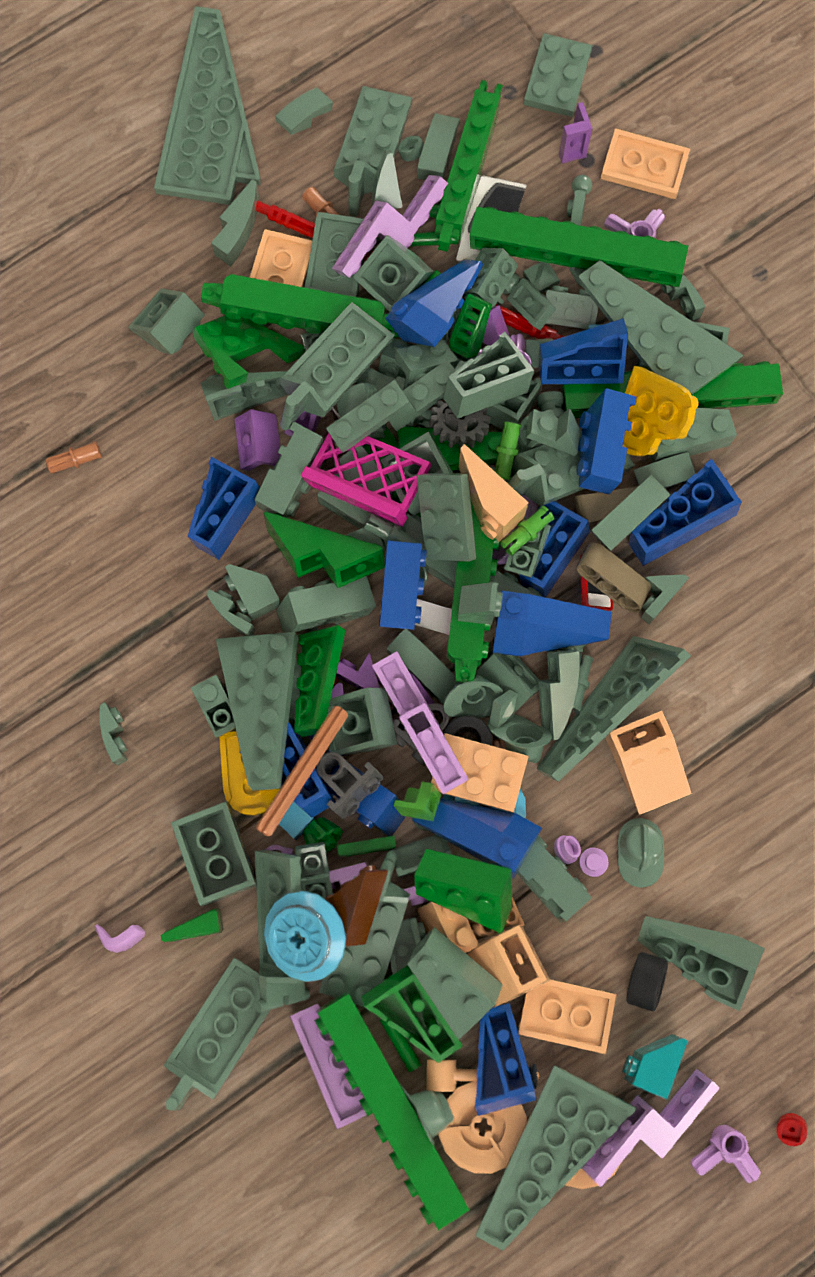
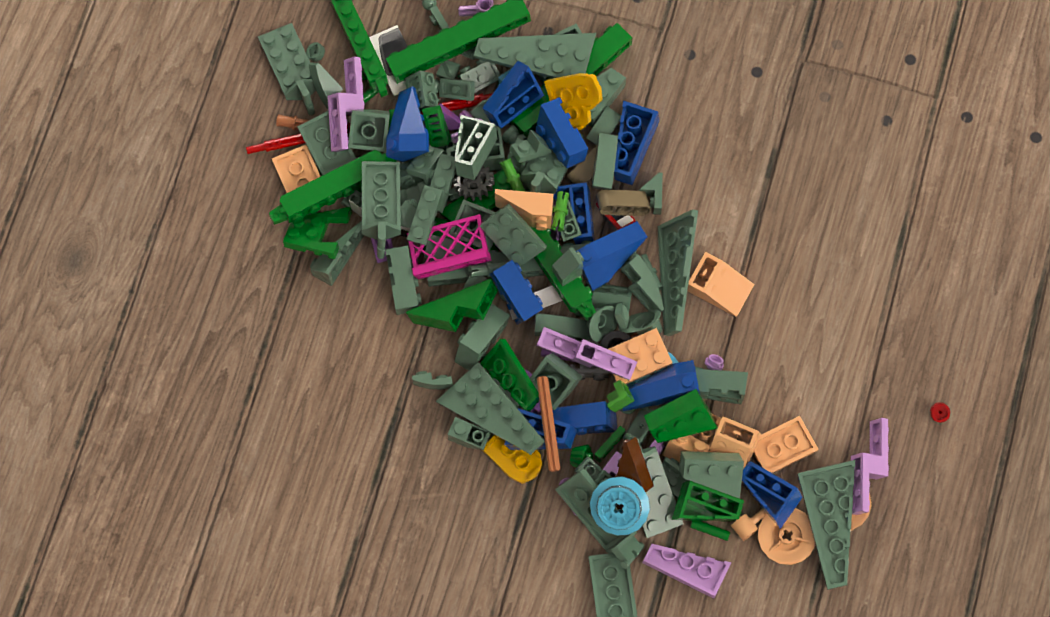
camera: 40 degrees left, 5 degrees down
(73, 457) = (270, 366): nougat axle -> none
(110, 726) = (418, 490): sand green slope -> none
(123, 941) = (521, 598): lavender hair -> none
(167, 320) = (258, 250): sand green slope -> none
(202, 925) = (556, 555): green slope -> none
(207, 129) = (190, 128): sand green wing -> none
(214, 854) = (533, 510): sand green brick -> none
(222, 508) = (380, 324): blue wedge -> none
(237, 225) = (252, 168): sand green slope -> none
(254, 589) = (435, 358): sand green slope -> none
(257, 439) = (366, 277): medium lavender panel -> none
(295, 821) = (564, 459): medium azure brick -> none
(299, 112) = (235, 75): sand green slope -> none
(347, 783) = (576, 413): dark grey pin -> none
(363, 678) = (534, 359): medium lavender slope -> none
(392, 1111) = (734, 563): green brick -> none
(432, 1110) = (752, 547): sand green piece -> none
(438, 146) = (331, 40): sand green slope -> none
(593, 862) = (733, 359): lavender plate -> none
(640, 852) = (753, 335): sand green piece -> none
(647, 981) = (809, 396): black tyre -> none
(655, 1065) = (848, 434): teal slope -> none
(689, 298) = (540, 22): sand green slope -> none
(712, 958) = (832, 360): sand green wedge -> none
(734, 1154) = (922, 446): lavender axle -> none

